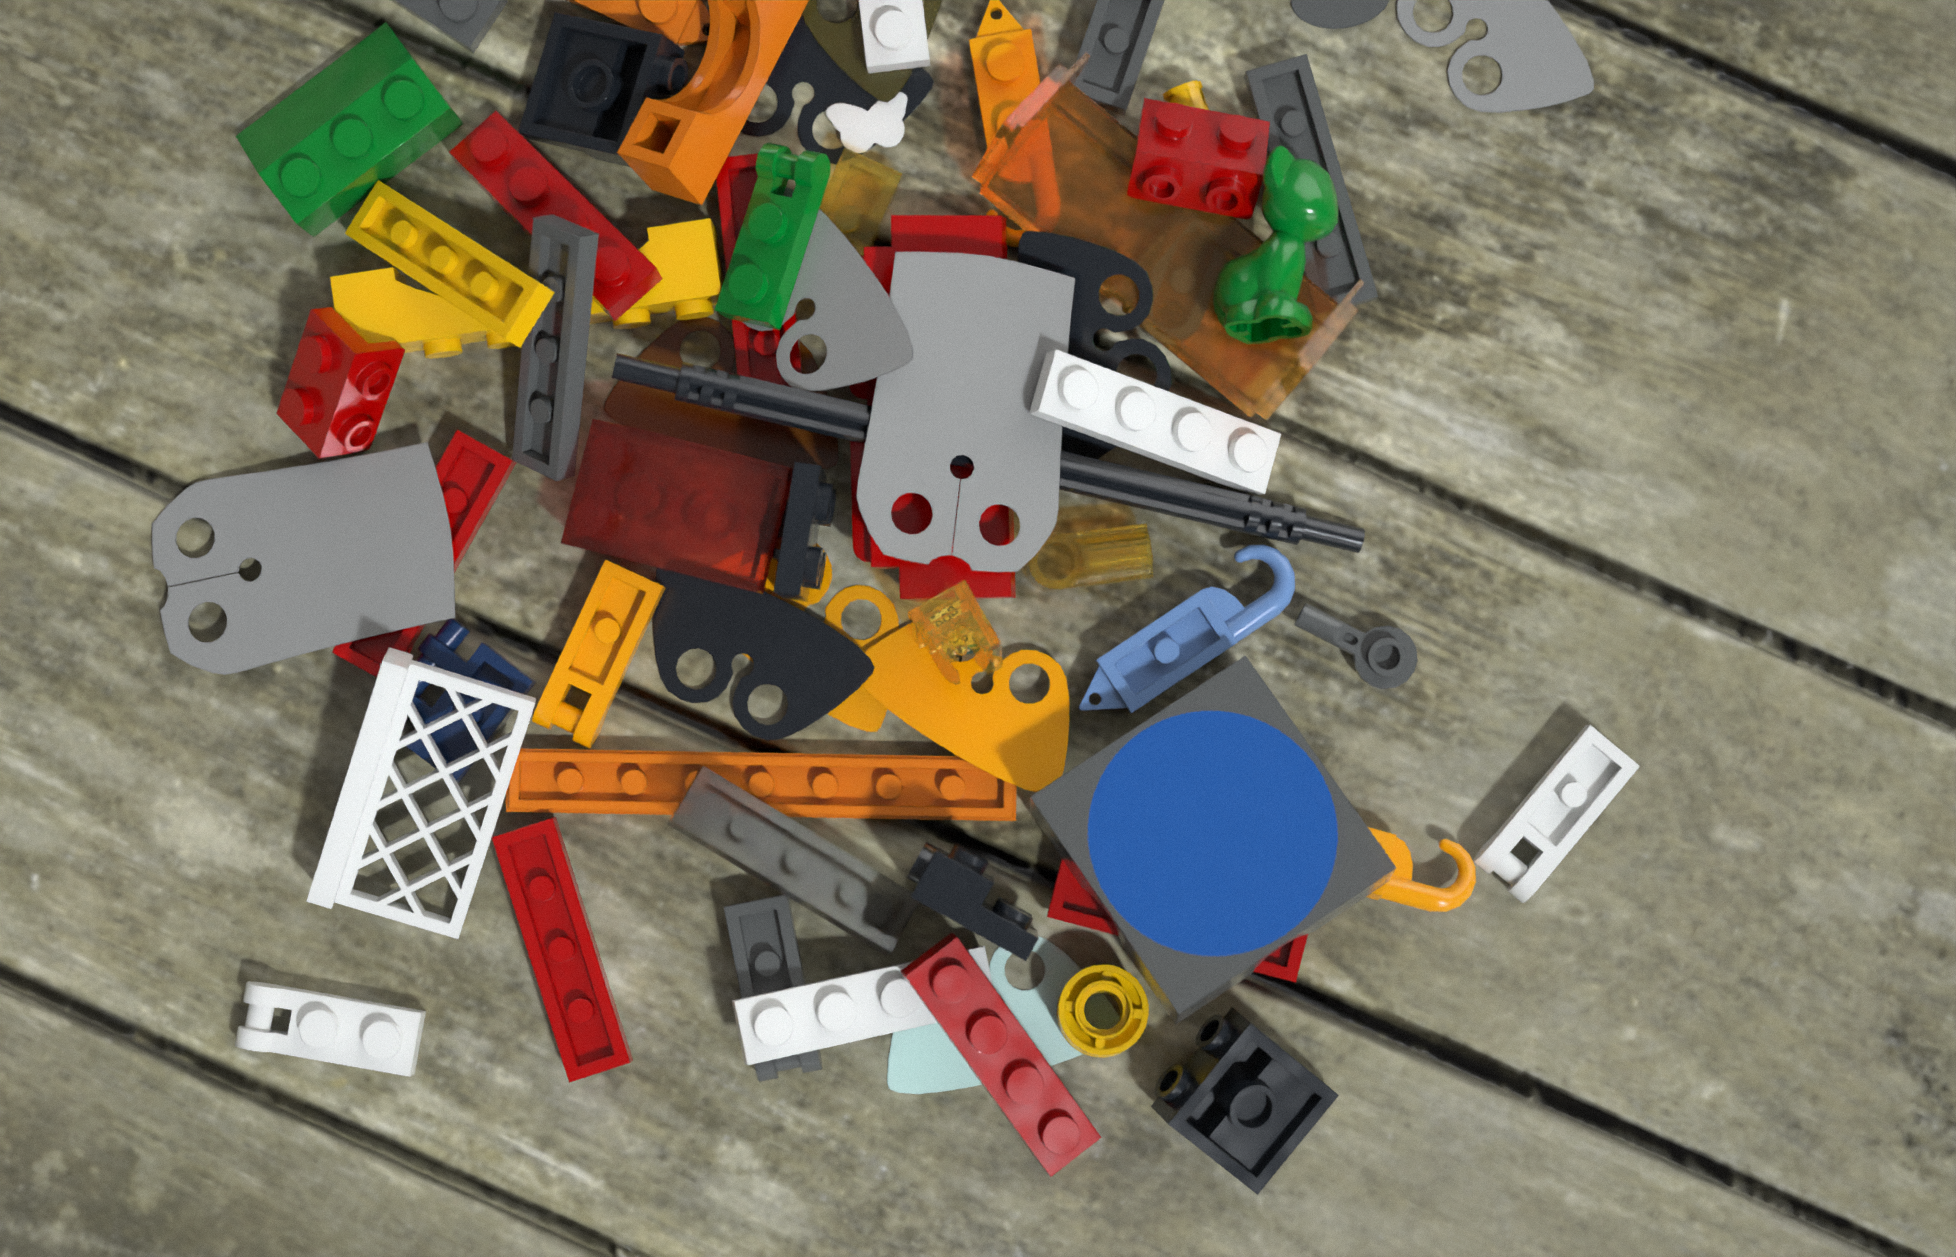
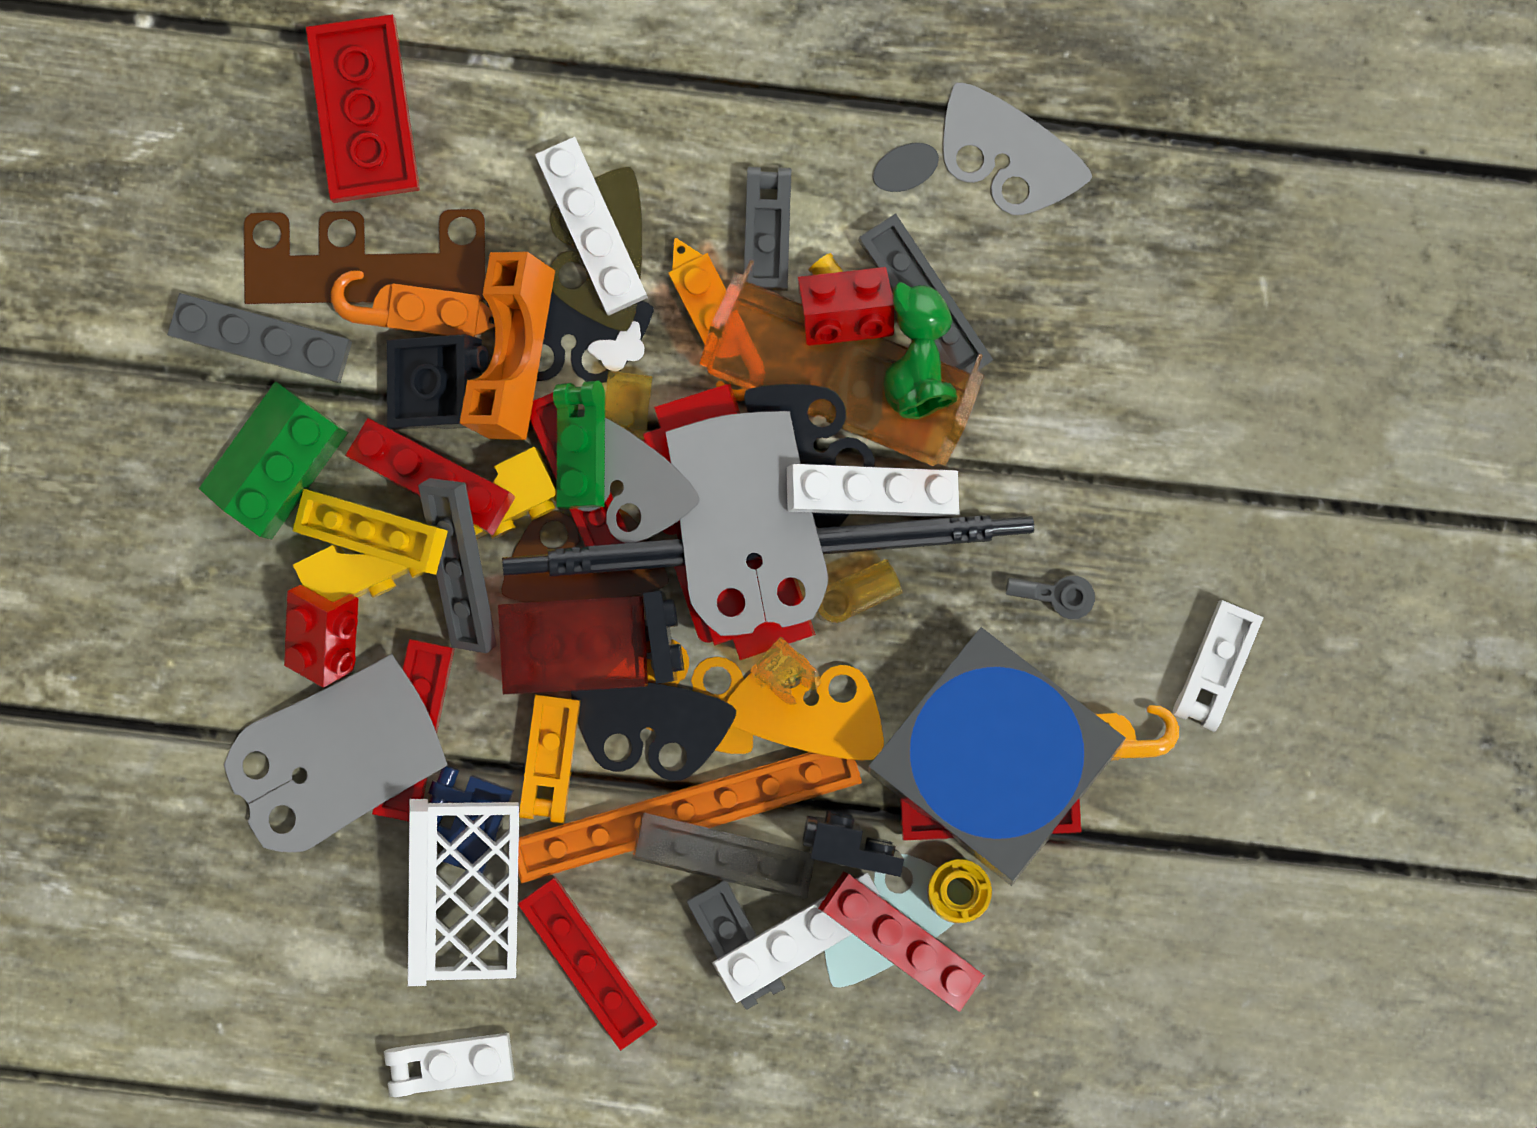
camera: 25 degrees left, 0 degrees up
(1187, 638) = (937, 626): medium blue plate -> none
(1242, 1099) = (1070, 920): black plate -> none

